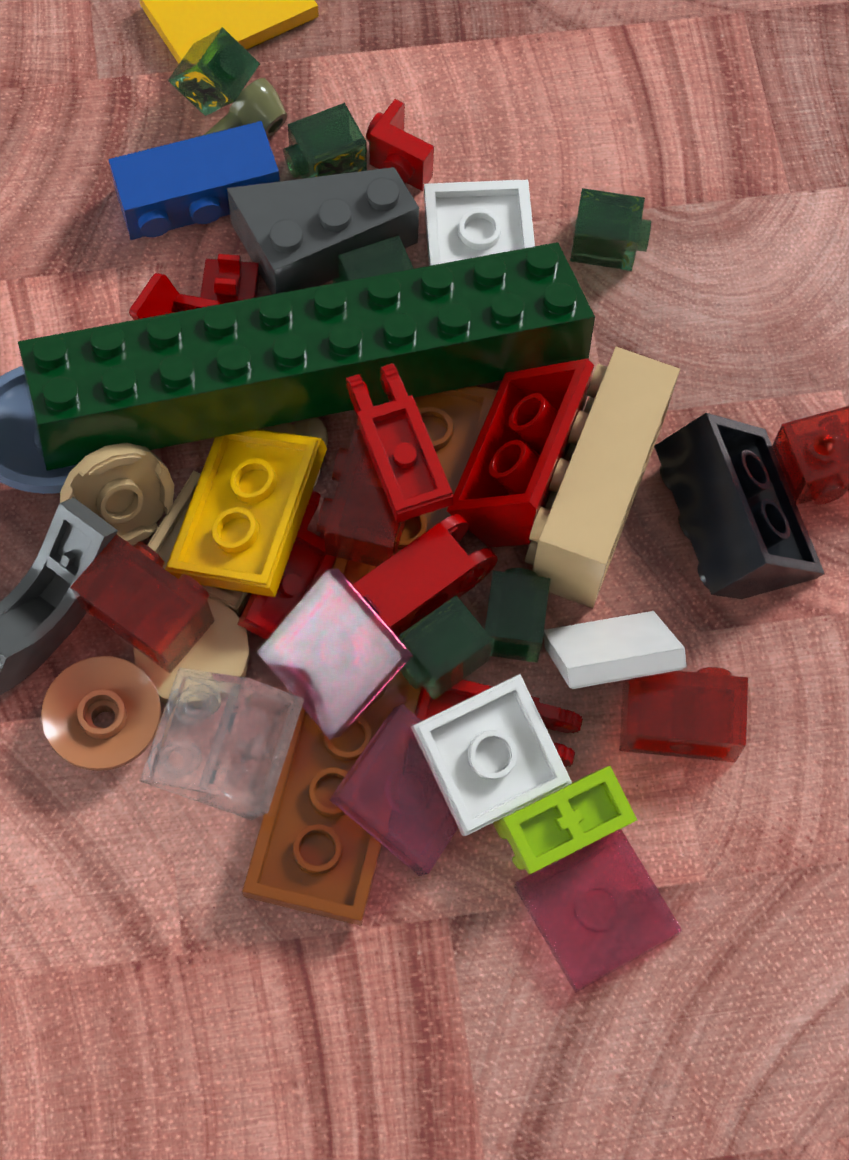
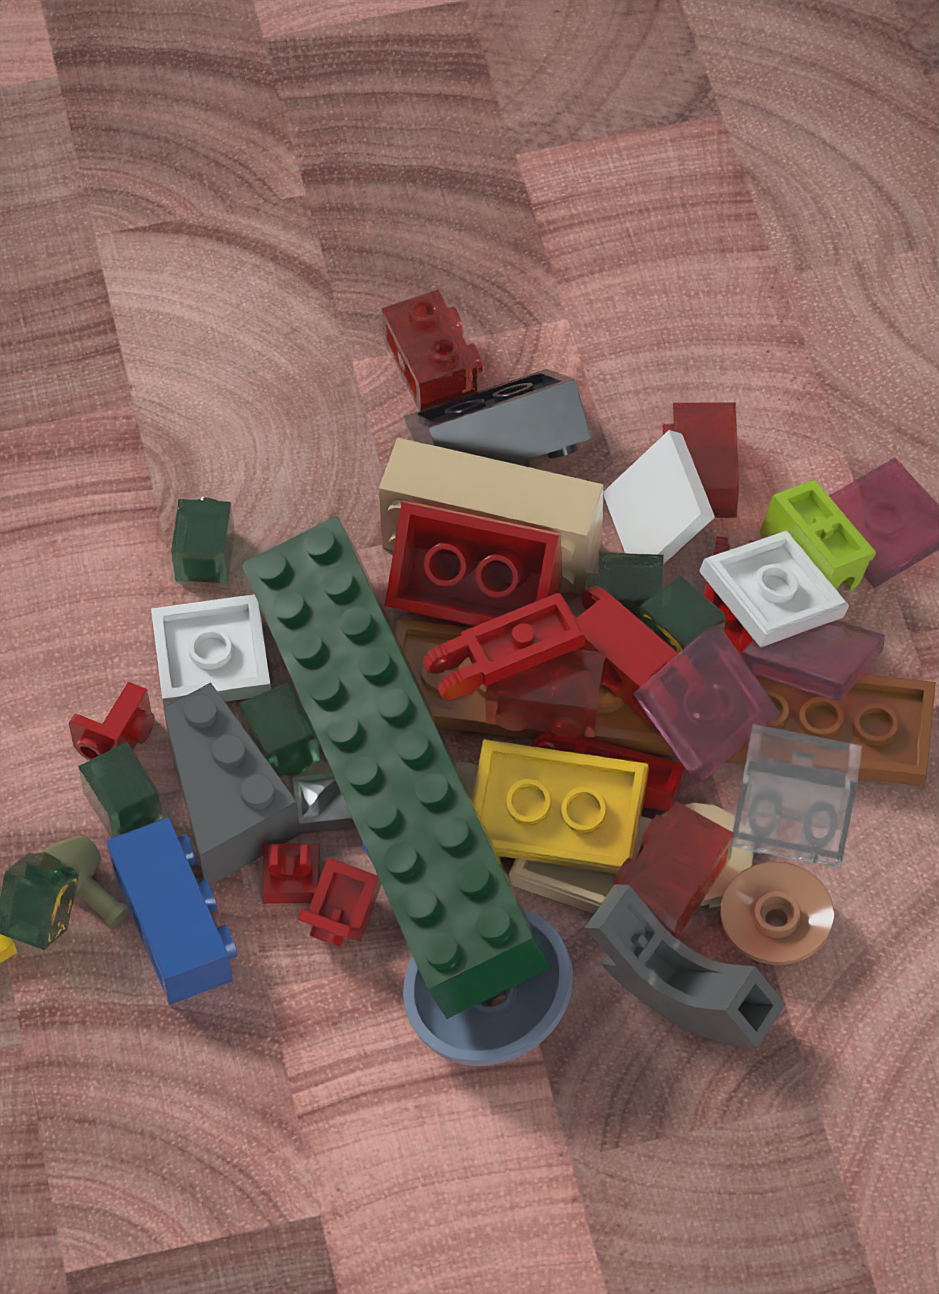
camera: 90 degrees left, 10 degrees down
(123, 487) = (559, 914): tan tile -> none

